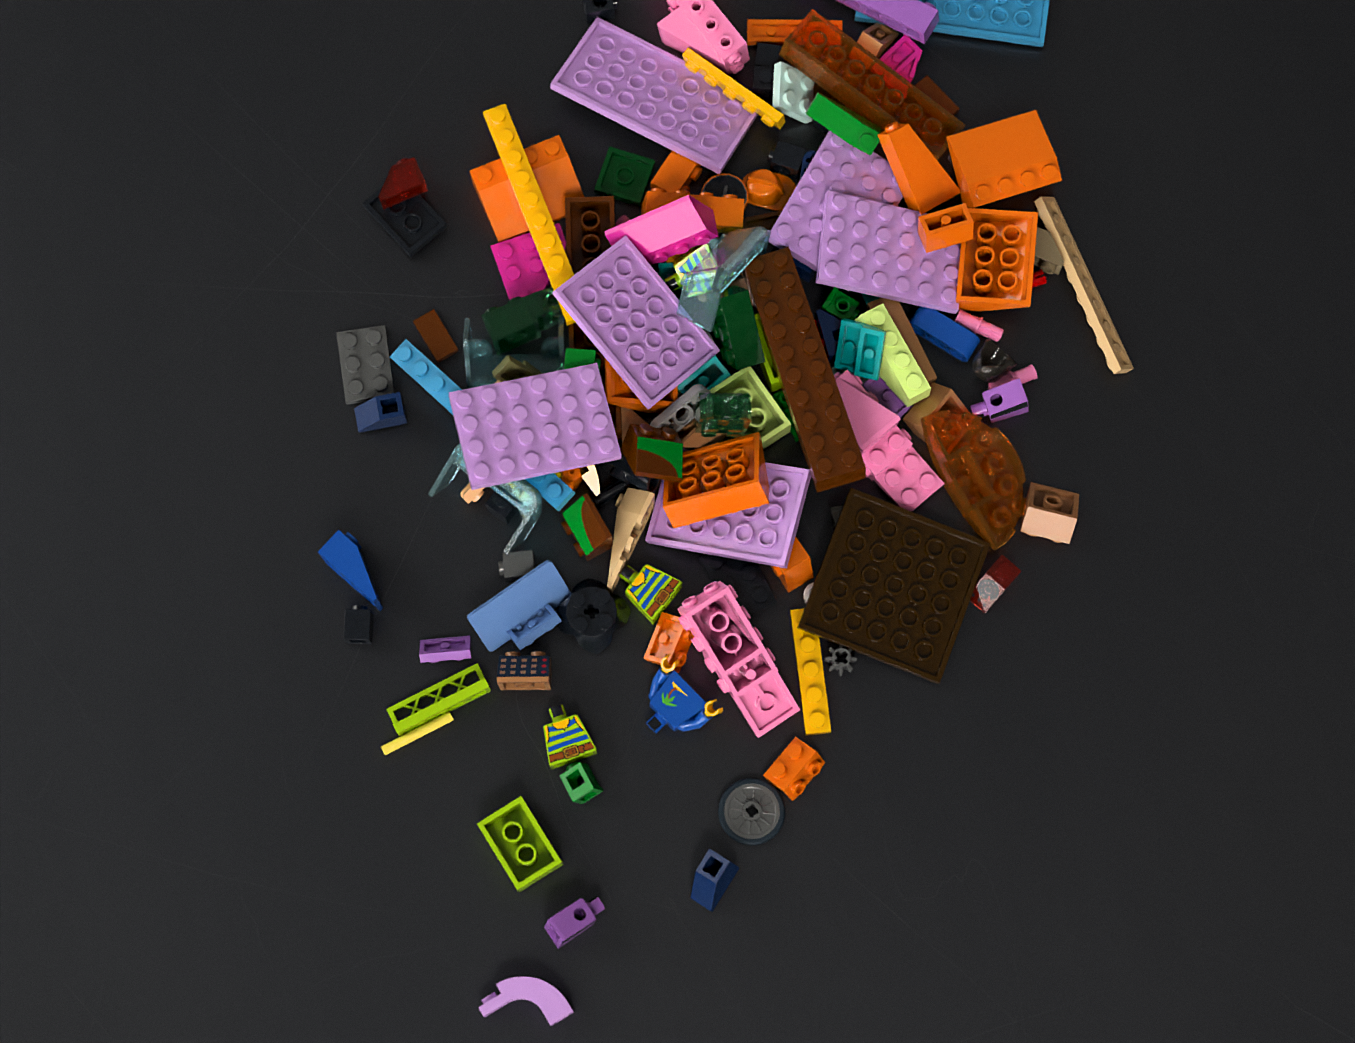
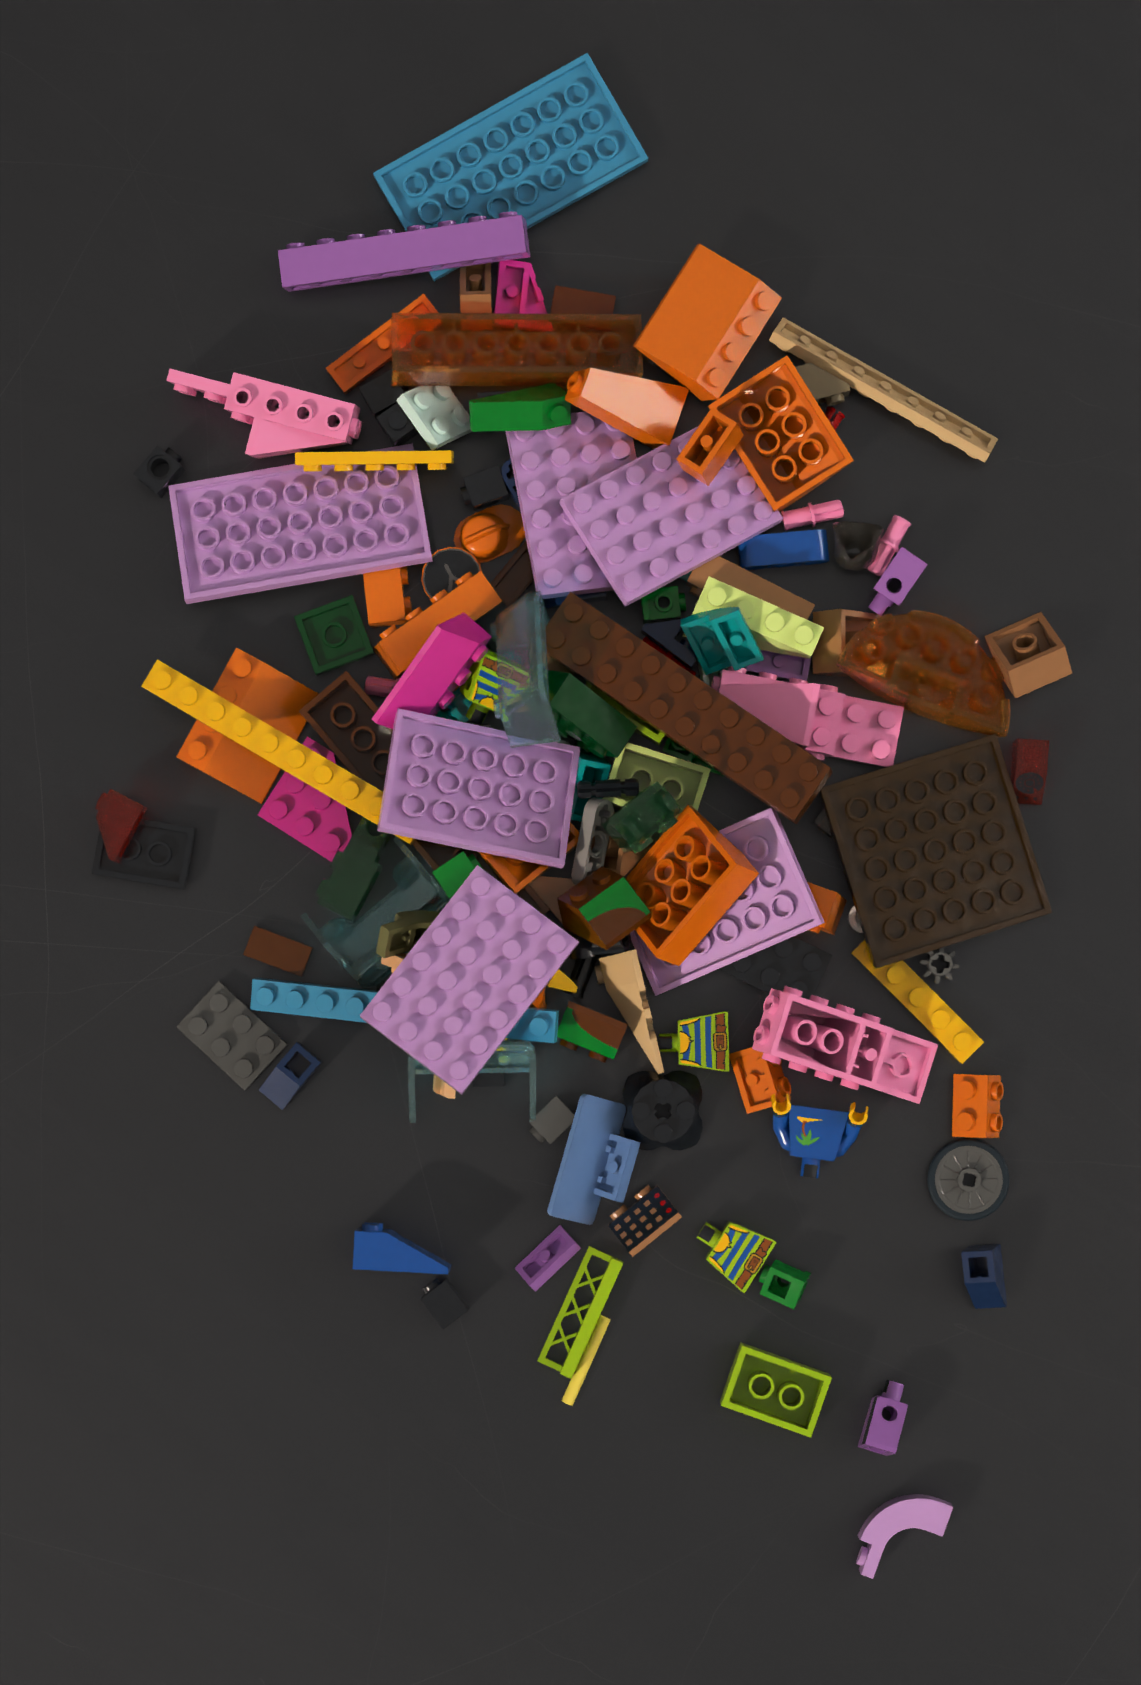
camera: 35 degrees left, 10 degrees up
(713, 382) = (608, 788): none -> black axle

